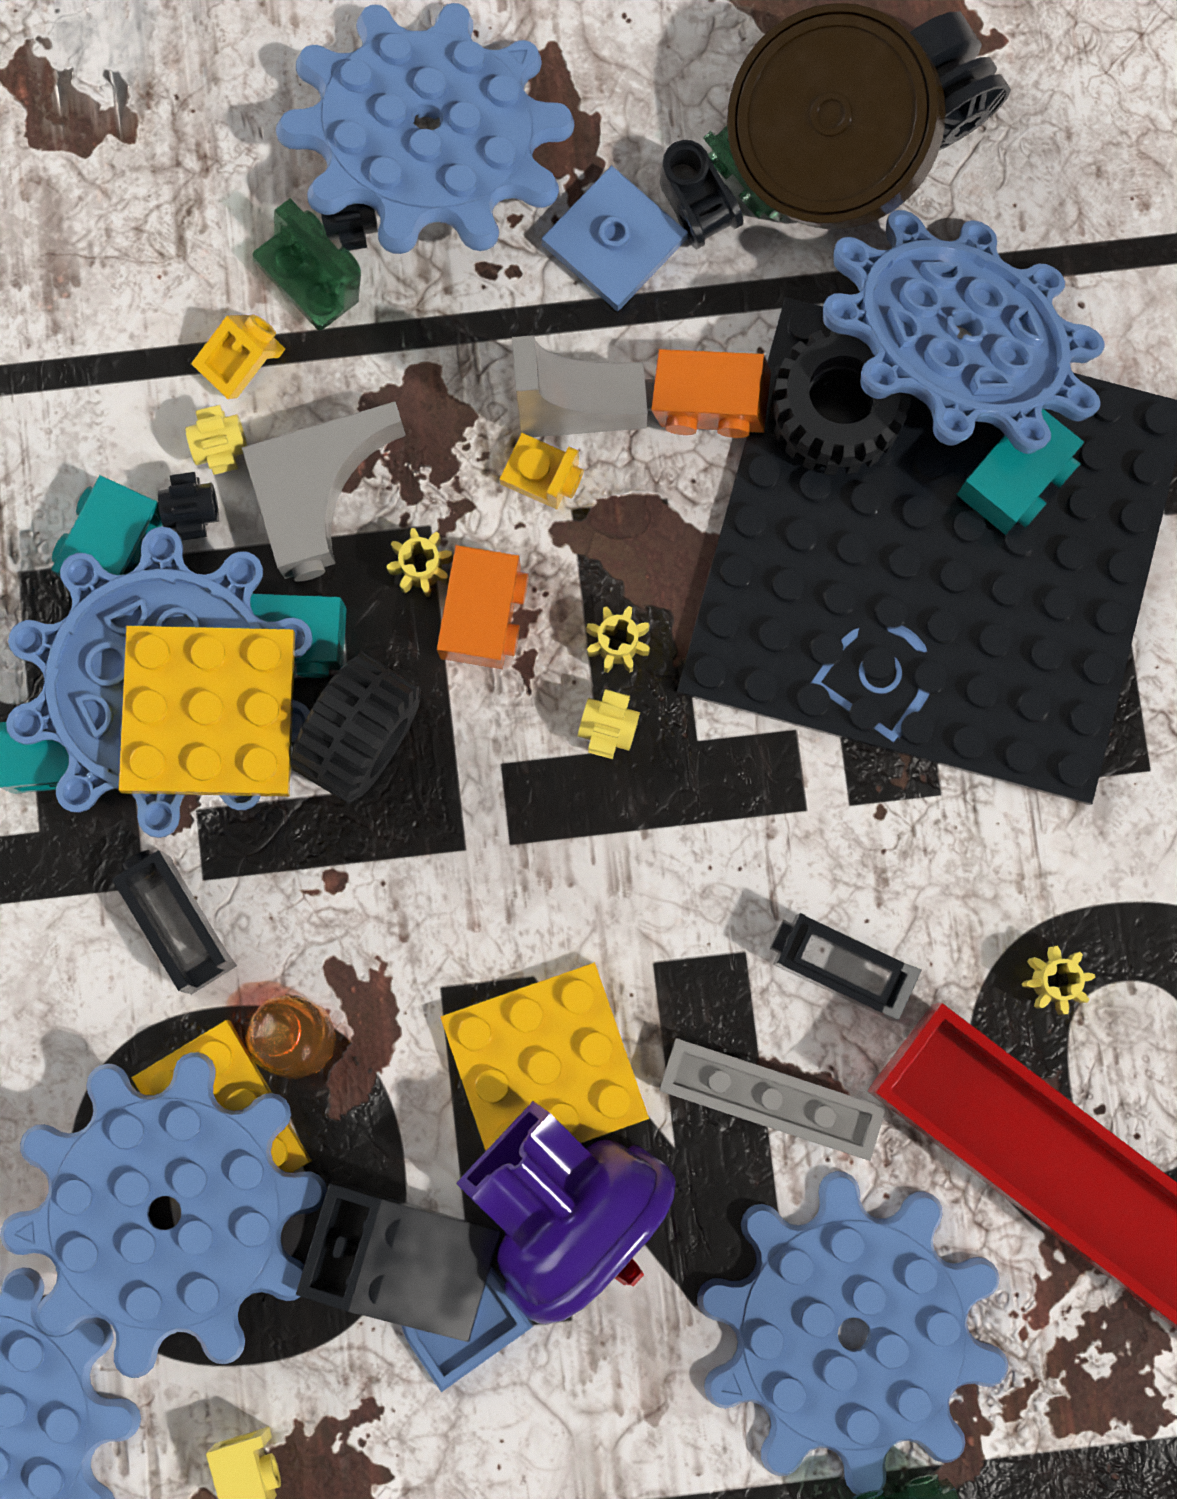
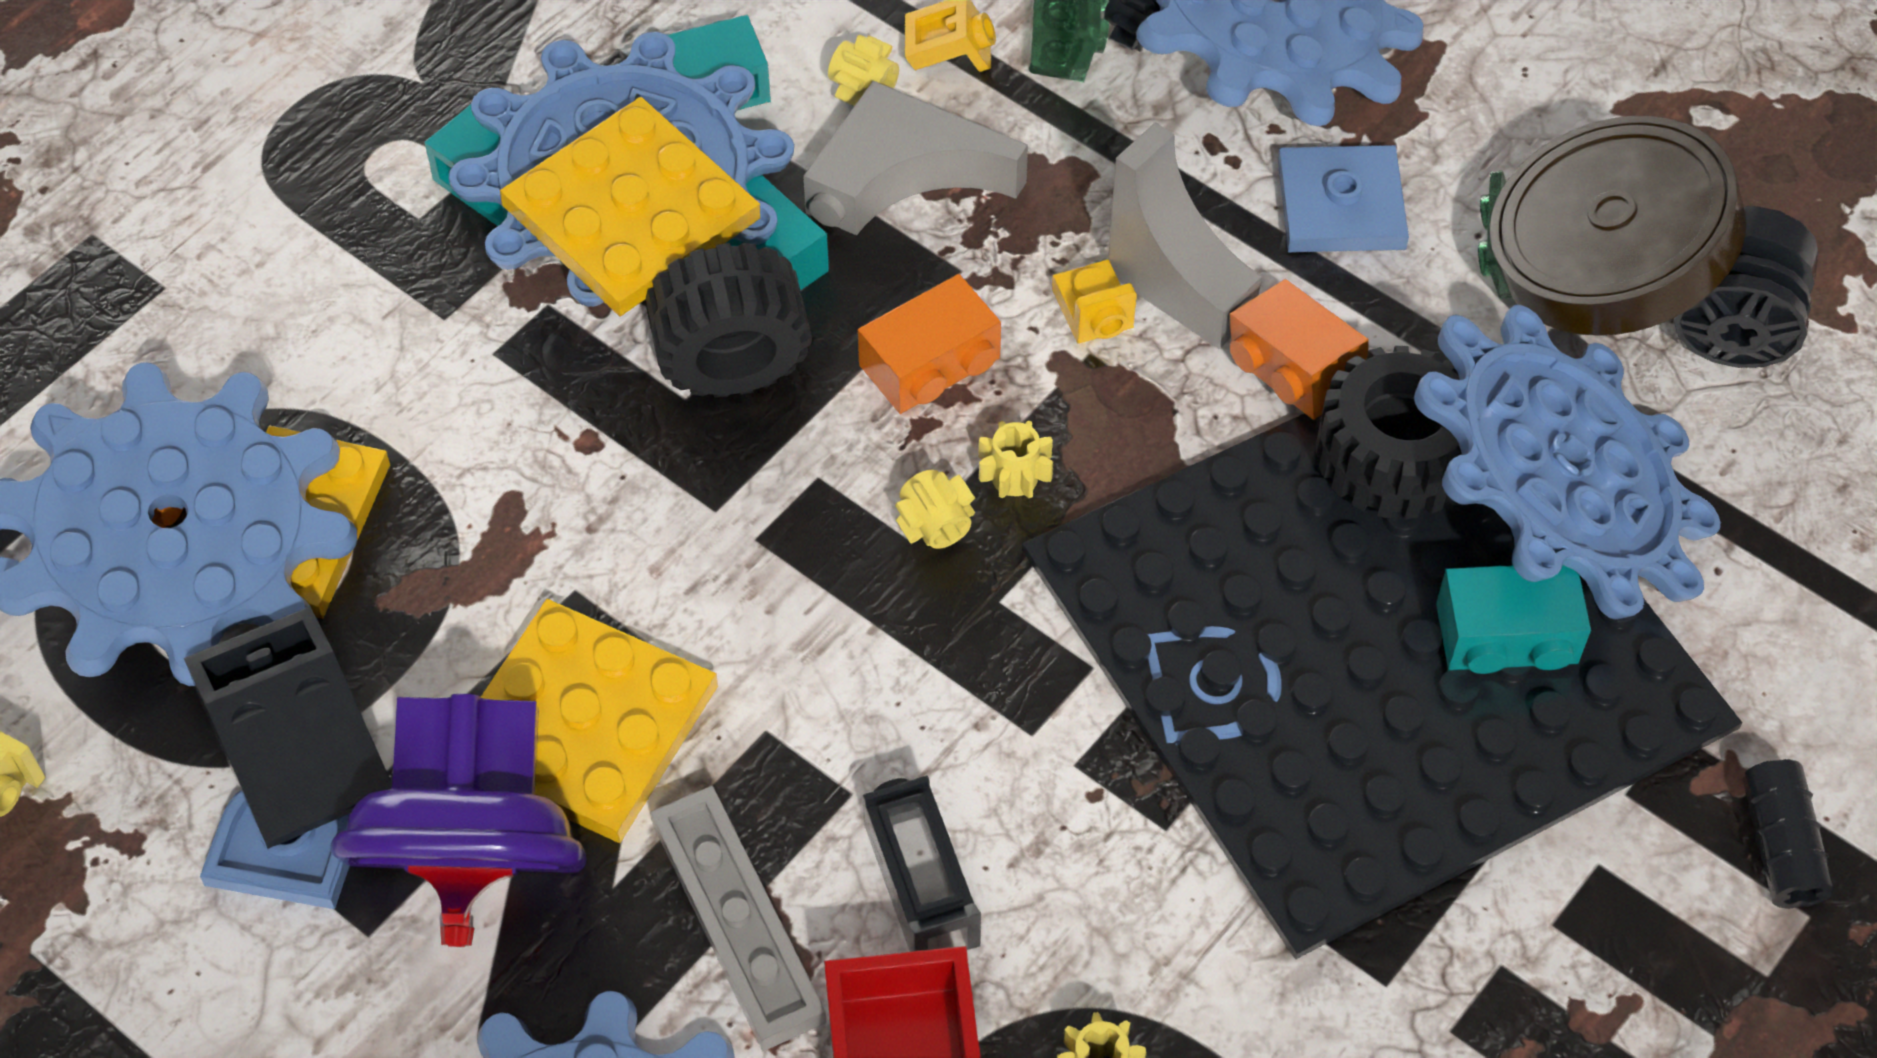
camera: 45 degrees right, 25 degrees down
(172, 921) = (431, 349): black window -> none
(188, 506) = (789, 94): black gear -> none
(290, 1036) = (418, 510): clear orange hair -> none
(406, 557) = (917, 269): light yellow gear -> none
(703, 202) = (1447, 211): black piece -> none

